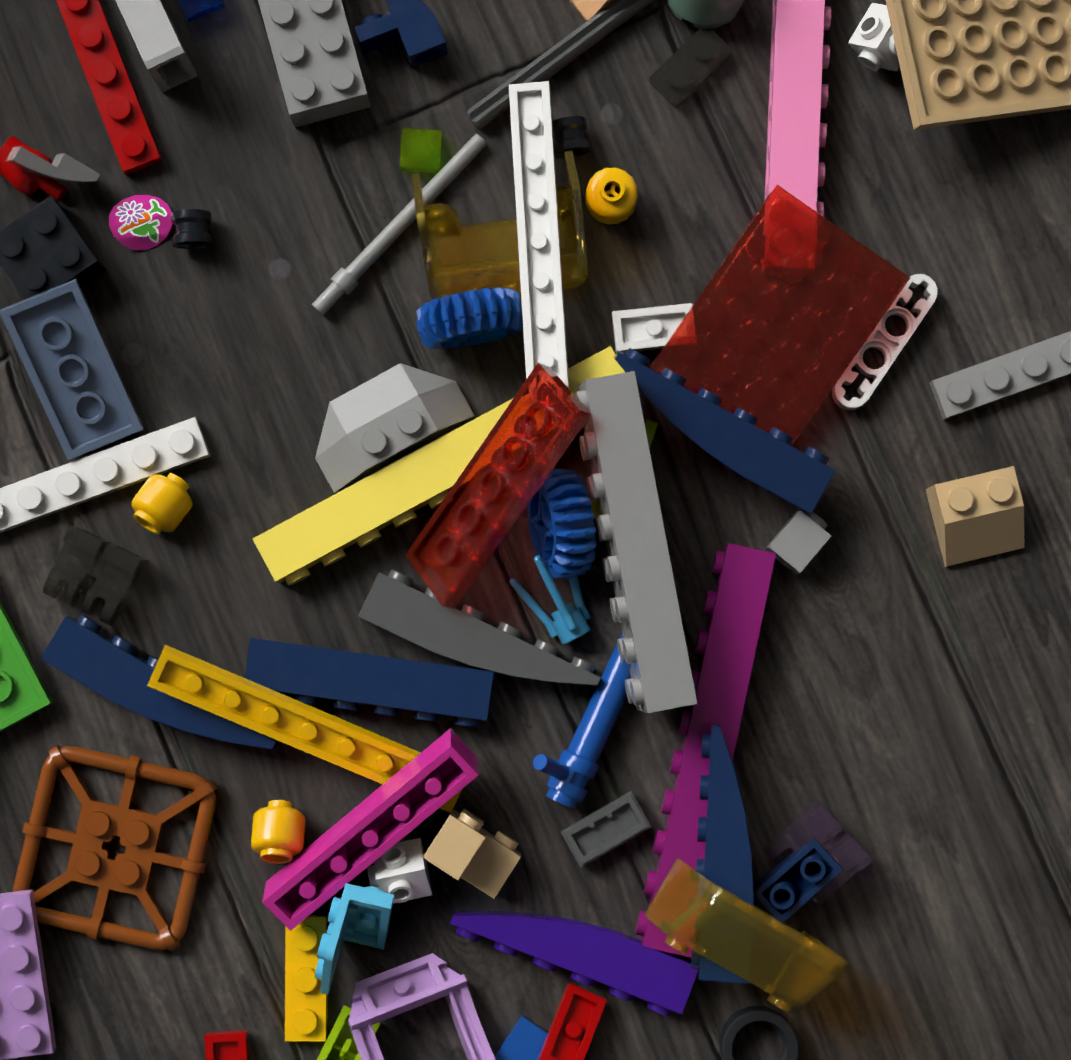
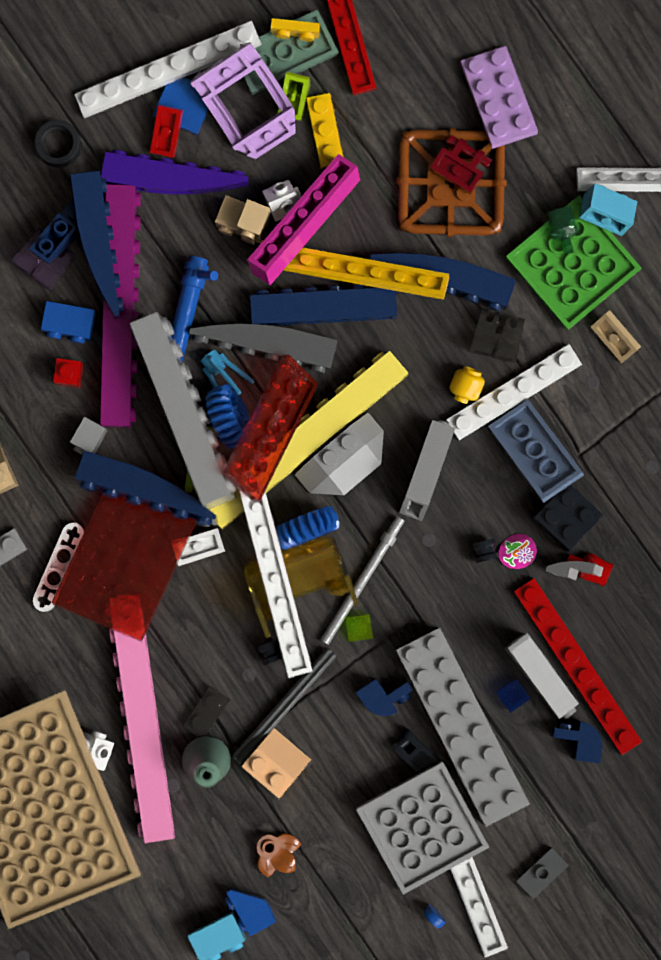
camera: 165 degrees right, 0 degrees up
(97, 863) = (456, 169): none -> dark red plate
(255, 376) = (427, 470): none -> light grey slope
(278, 832) = (358, 209): yellow head -> none
(357, 917) = (300, 169): medium azure bracket -> none
(605, 829) = (169, 248): dark grey plate -> none
(615, 183) = (246, 615): yellow head -> none
(743, 938) = (78, 198): clear yellow windscreen -> none
(795, 738) = (68, 322): none -> blue brick
(812, 652) = (68, 373): none -> red brick

